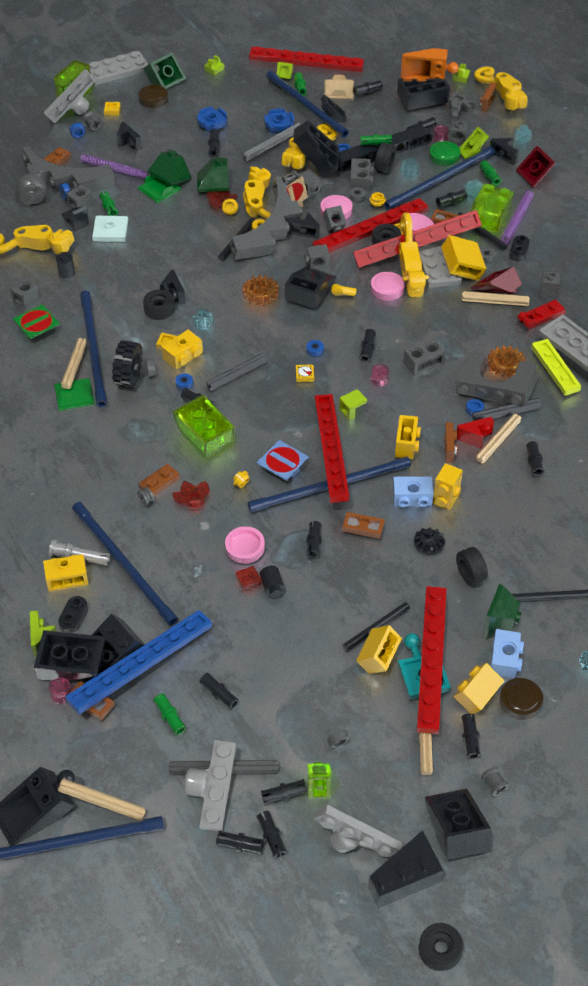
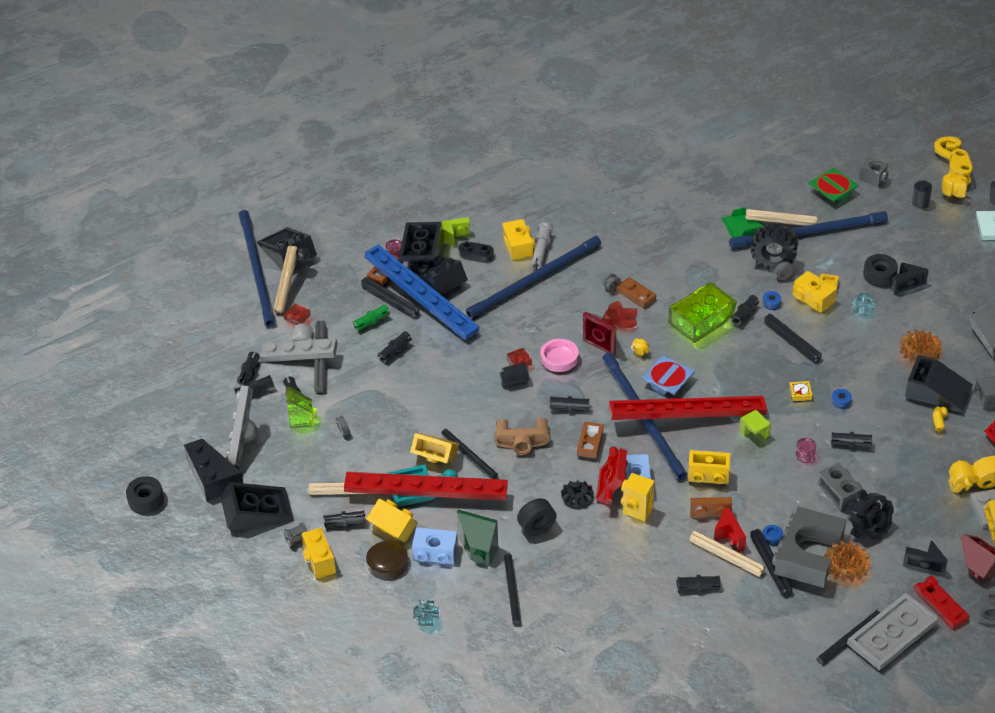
camera: 90 degrees right, 5 degrees down
(134, 697) = (390, 297): none -> black axle
(155, 791) = (296, 314): none -> clear red plate
(223, 504) = (599, 332): none -> dark red slope
(364, 579) = (522, 439): none -> medium nougat connector
(387, 286) = (957, 450): bright pink piece -> none
(419, 505) = (611, 475): none -> red plate
(461, 338) = (866, 513): none -> black piece
(495, 298) = (959, 559): tan axle -> none
(500, 313) = (930, 561): none -> black slope
(522, 757) = (318, 553): none -> yellow brick
(556, 367) = (848, 609): neon yellow plate -> none

